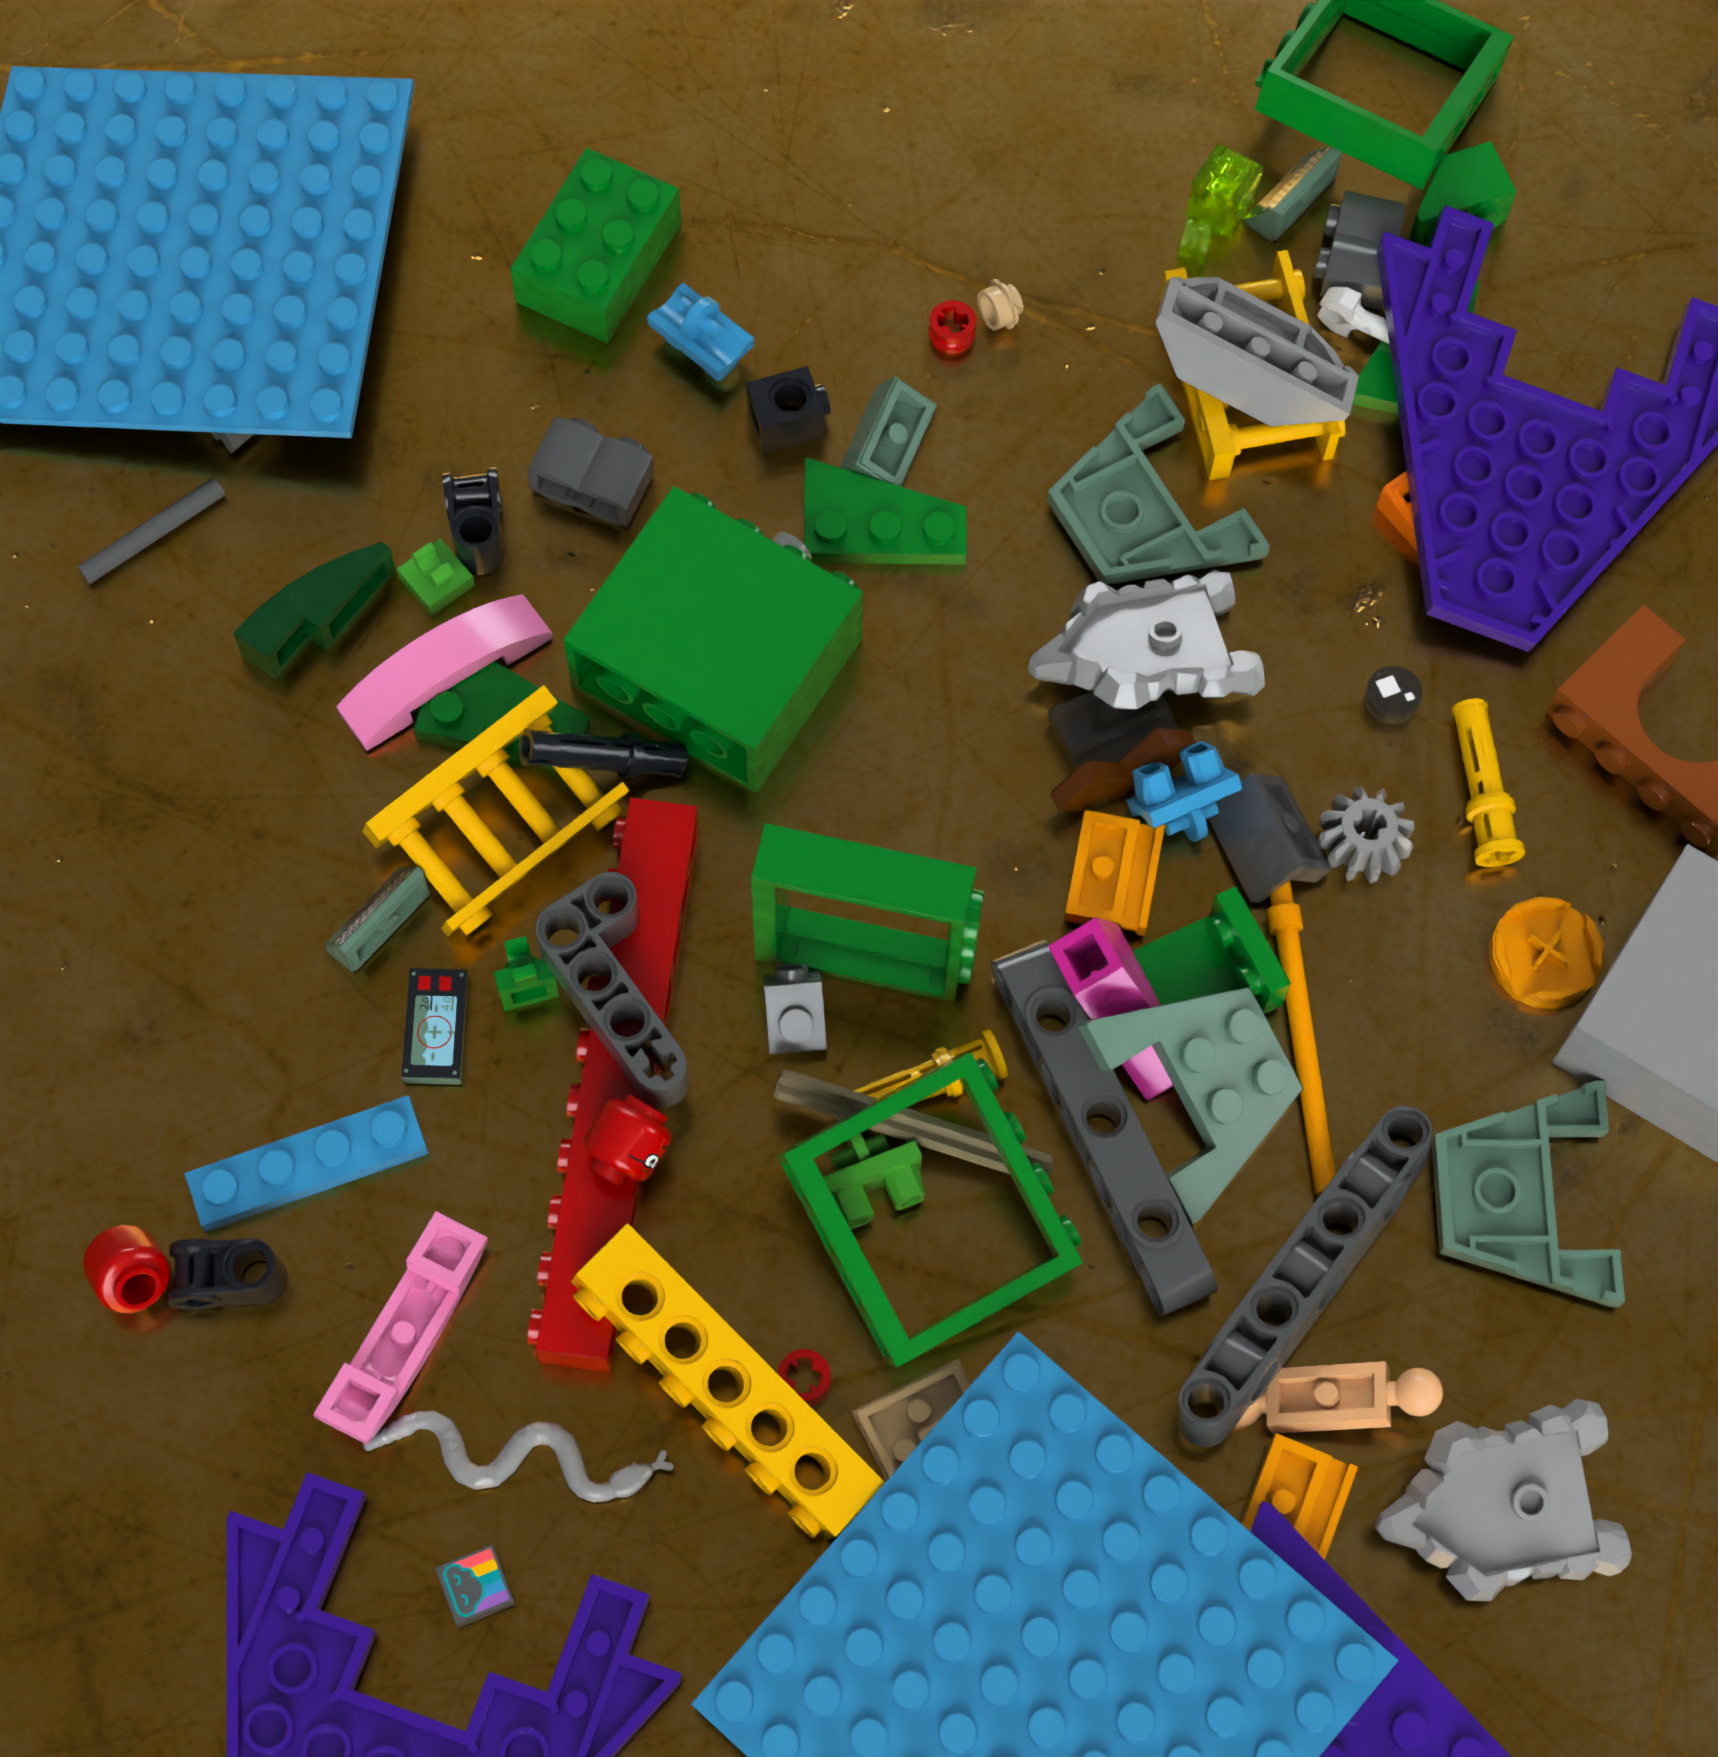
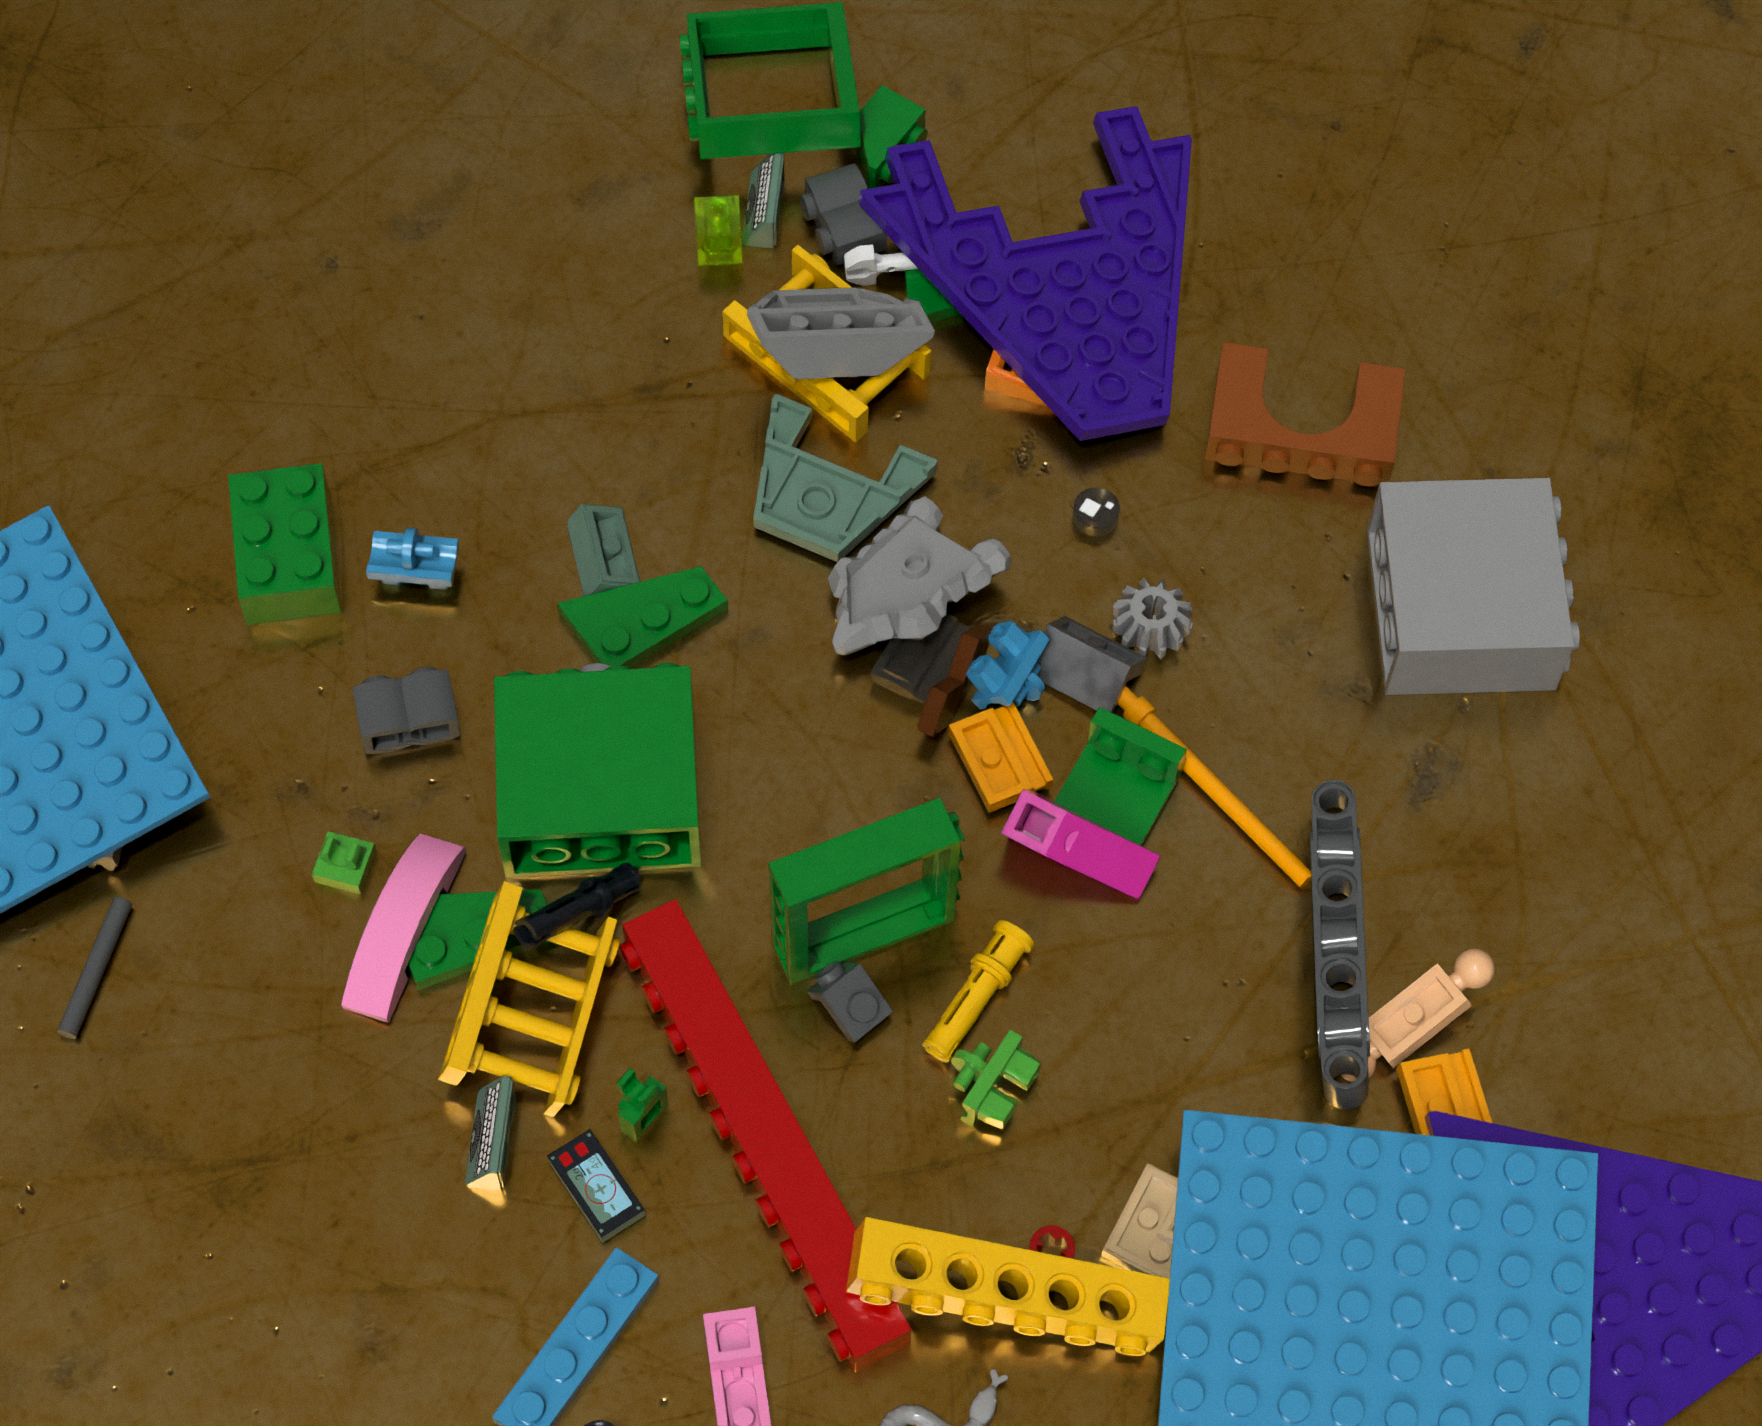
camera: 35 degrees left, 5 degrees down
(314, 608) = (271, 944): dark green slope -> none
(473, 513) = (340, 793): black piece -> none
(620, 998) = (733, 1065): dark grey beam -> none
(627, 1139) = (813, 1162): red head -> none
(783, 429) = (513, 594): black brick -> none
(845, 1251) = (1018, 1135): green window -> none
(904, 1125) = (997, 1022): dark tan axle -> none
(941, 335) = (591, 456): red bush -> none
(1000, 305) = (616, 408): tan plate -> none
(1117, 1162) = (1157, 955): dark grey beam -> none
(1196, 240) = (723, 277): clear neon green bush -> none
(1223, 1071) = (1185, 845): sand green wing -> none
(1489, 805) = (1223, 547): yellow pin -> none
(1500, 1196) = (1424, 807): sand green wing -> none
(1510, 1503) = (1584, 1004): light grey shield -> none
(1546, 953) = (1328, 622): light orange tile -> none

